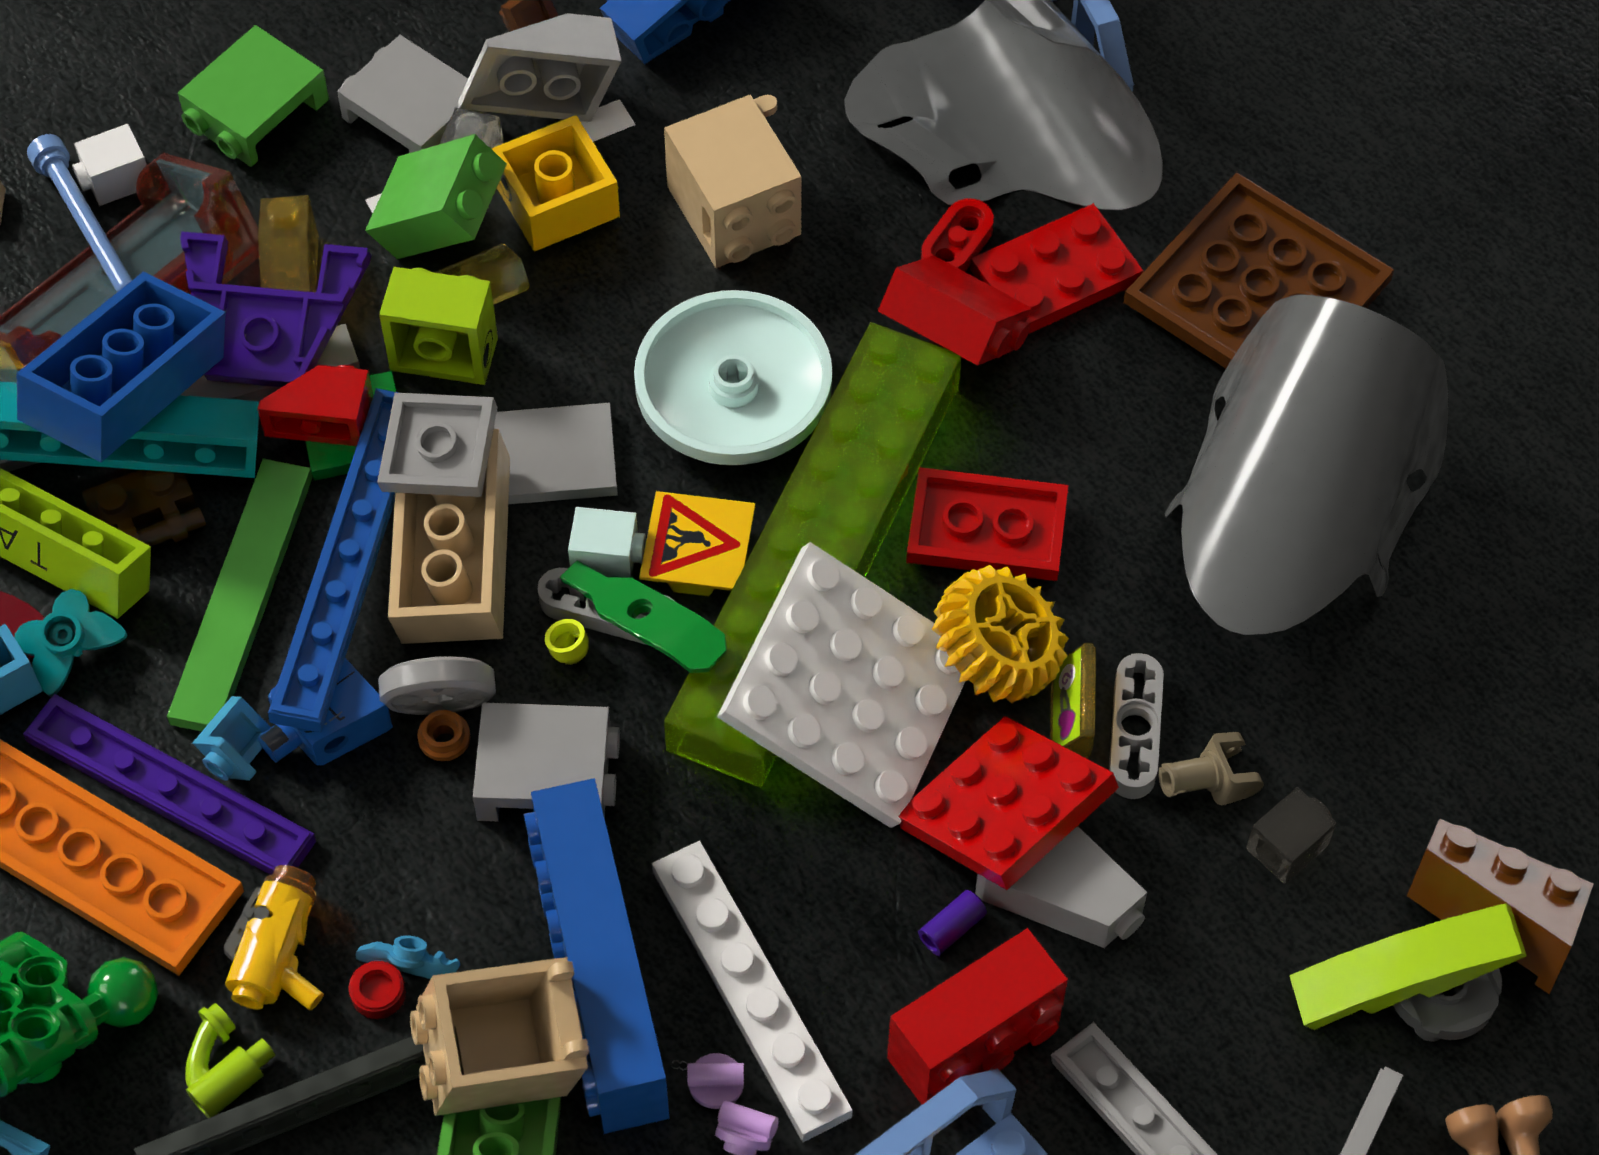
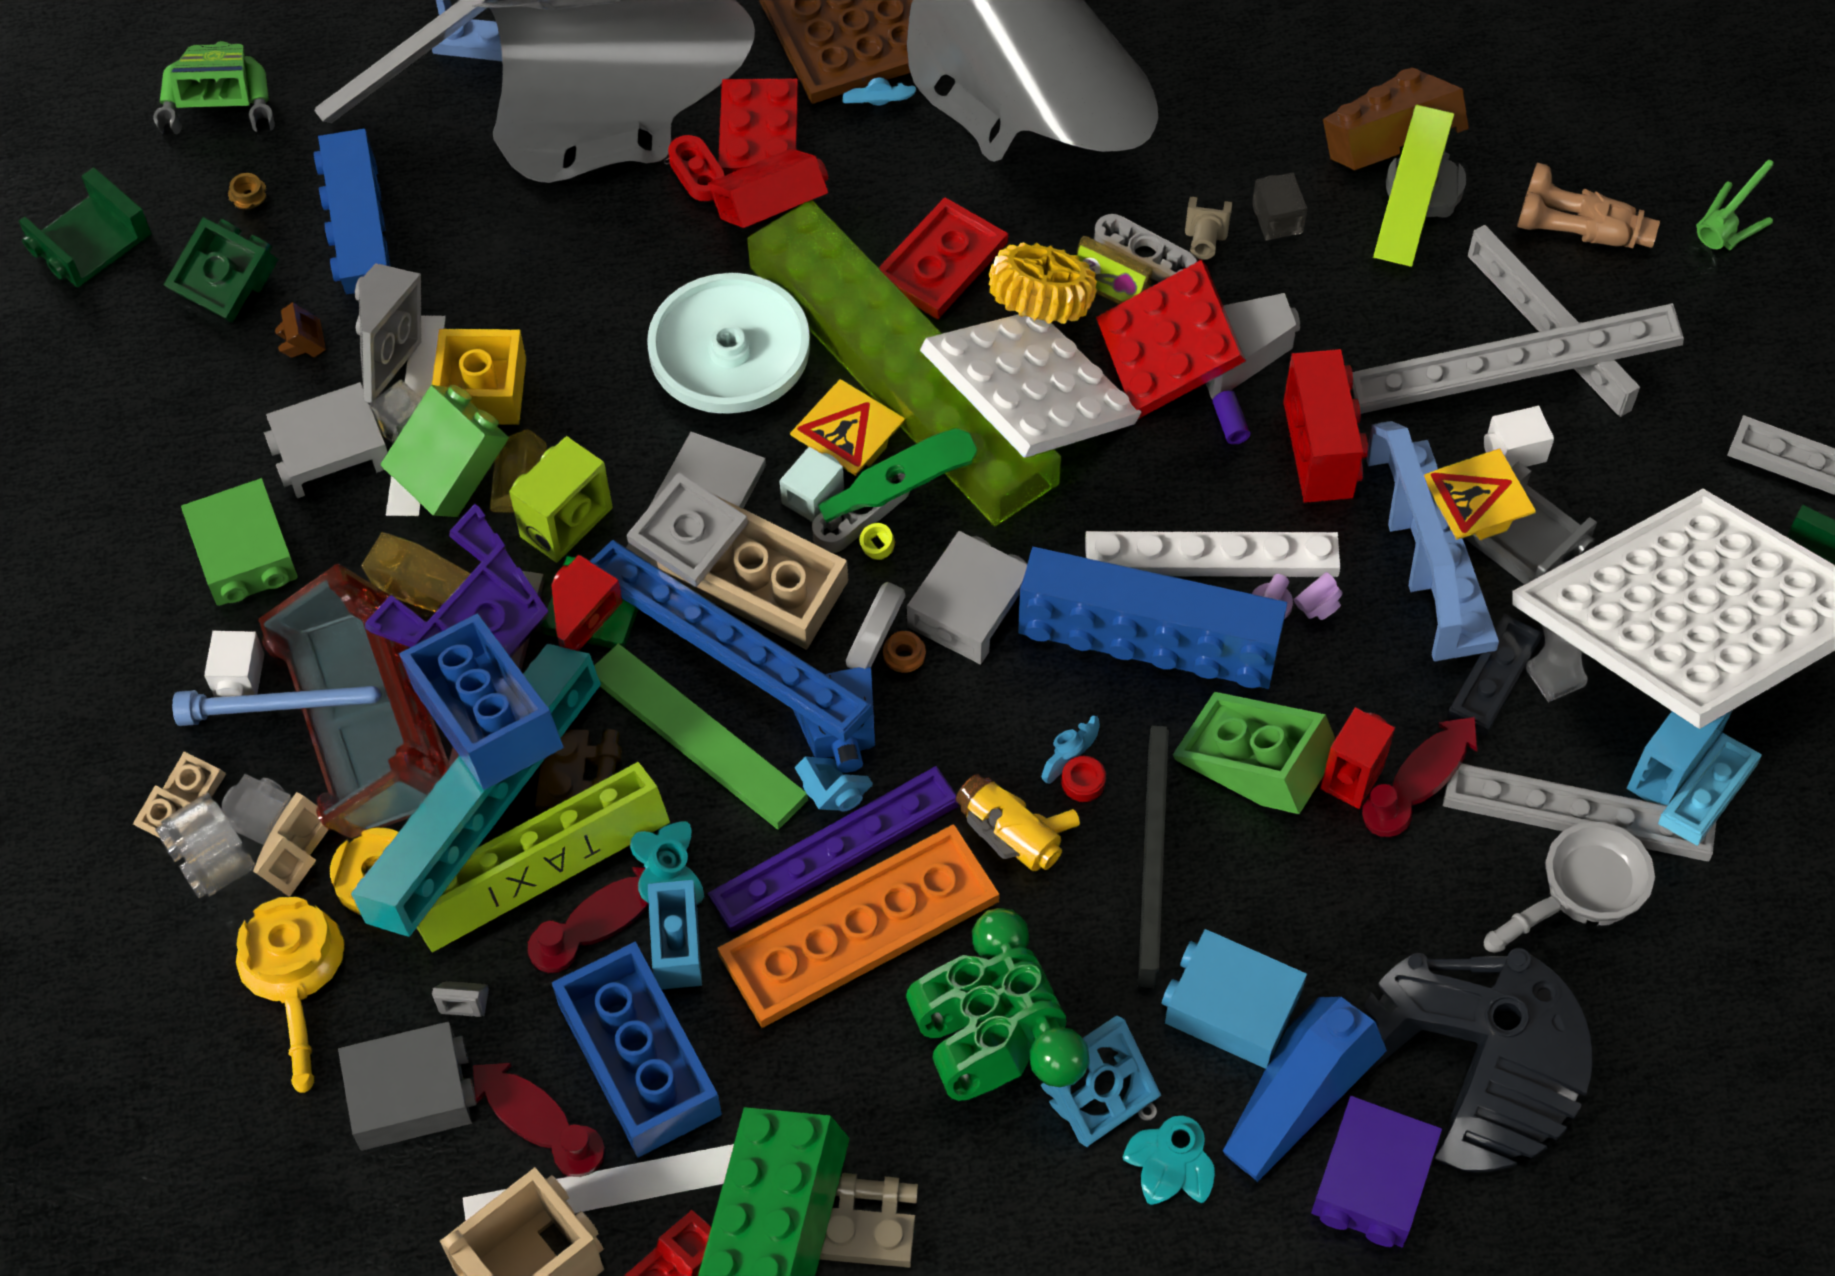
camera: 60 degrees left, 0 degrees up
(232, 1076) = (1106, 908): lime plant -> none
(511, 1031) = (1199, 688): tan container -> none
(734, 179) = (563, 265): tan container -> none
(1179, 355) = (879, 93): none -> dark azure piece

